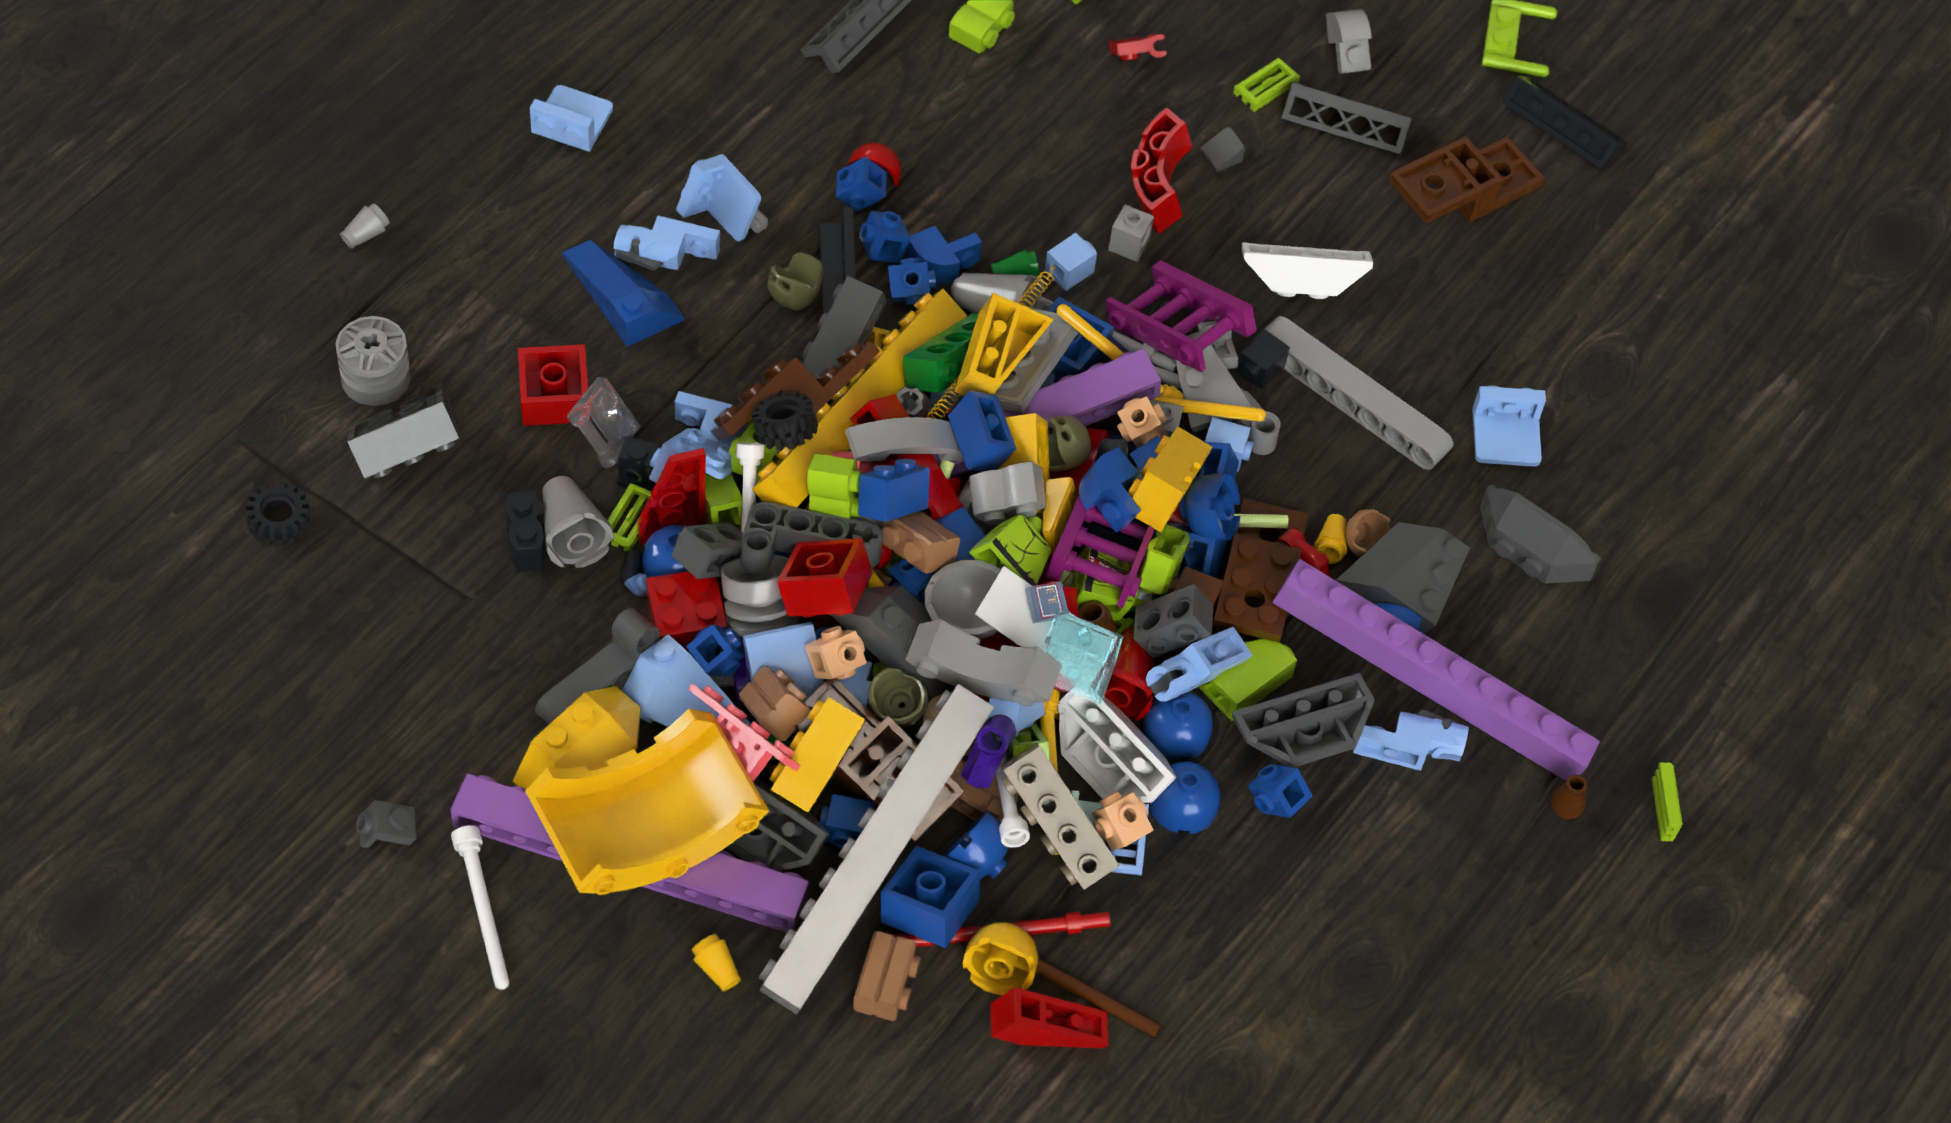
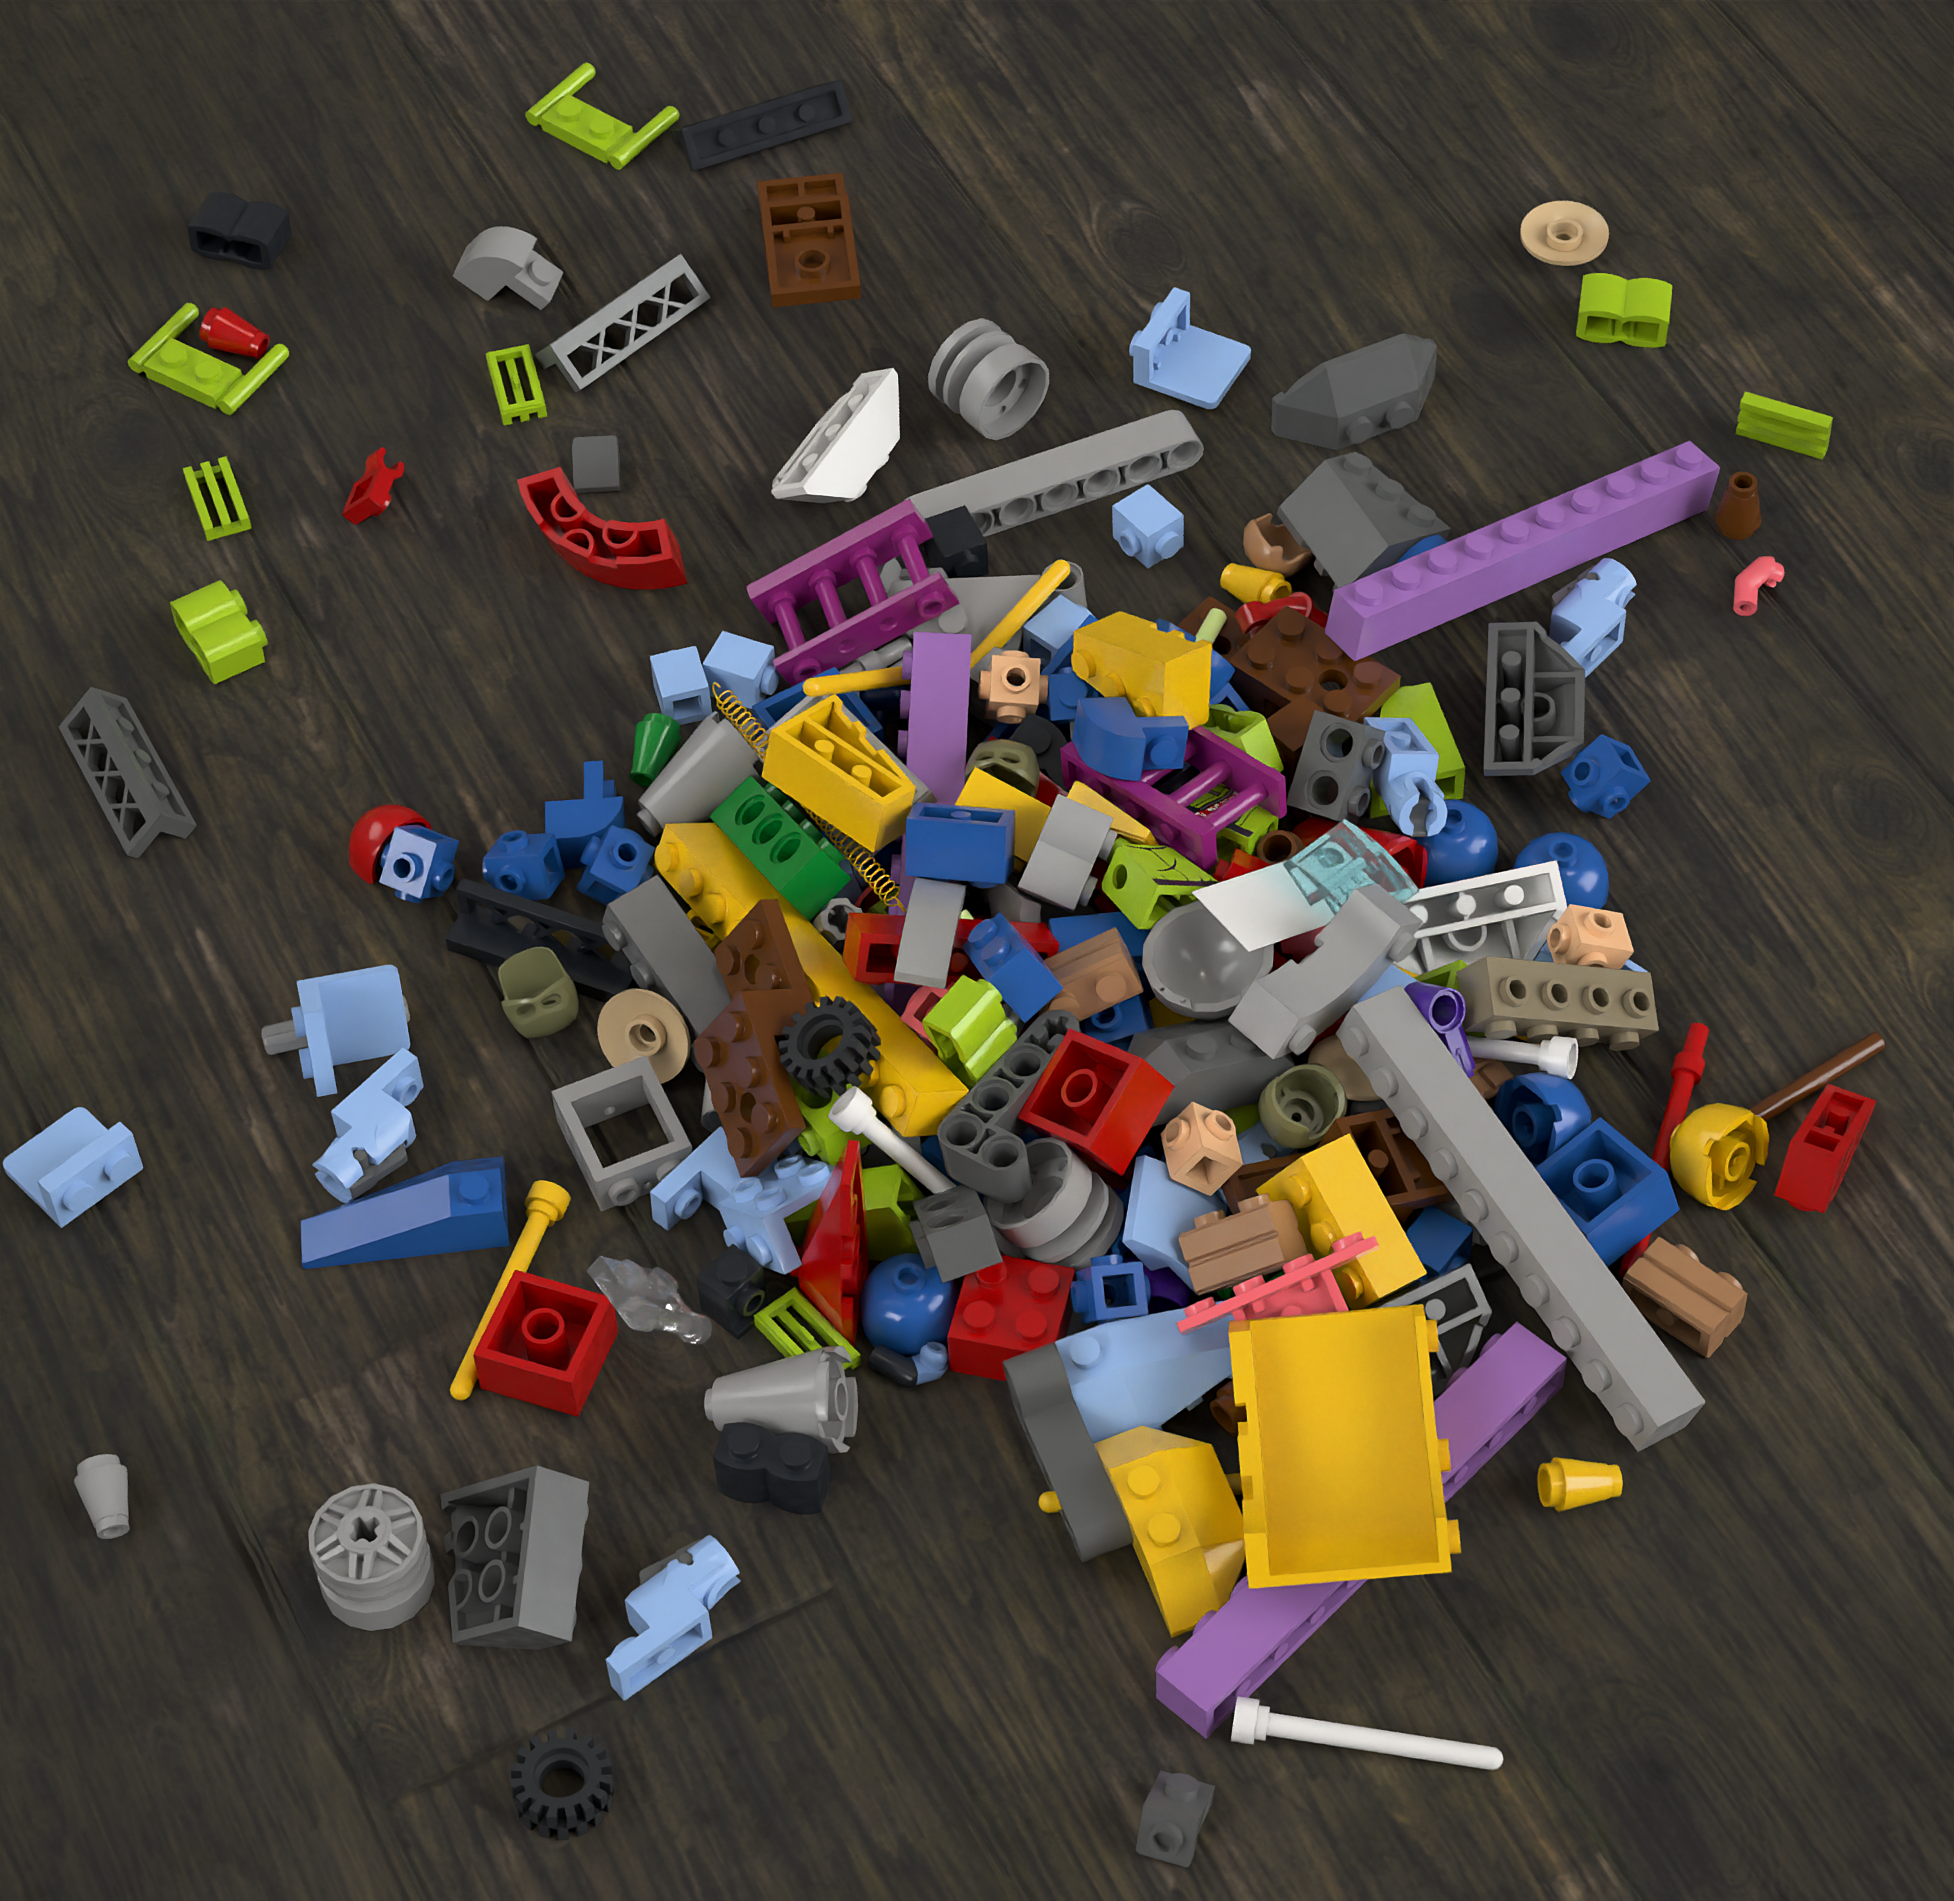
camera: 55 degrees left, 5 degrees down
(407, 520) = (670, 1613): none -> light blue plate
(653, 350) = (544, 1205): none -> yellow piece
(737, 341) = (606, 1097): none -> light grey window
(792, 339) = (626, 1037): none -> tan dish
(1045, 601) = (1262, 873): sand blue tile -> none
(1098, 284) = (742, 667): none -> light blue brick
(1131, 233) = (676, 605): light grey brick -> none
(1345, 458) = (1148, 526): none -> light blue brick
(1407, 321) = (988, 379): none -> light grey wheel
(1513, 827) = (1746, 587): none -> coral arm
(1713, 668) = (1624, 310): none -> lime brick
(1769, 600) = (1564, 233): none -> tan dish

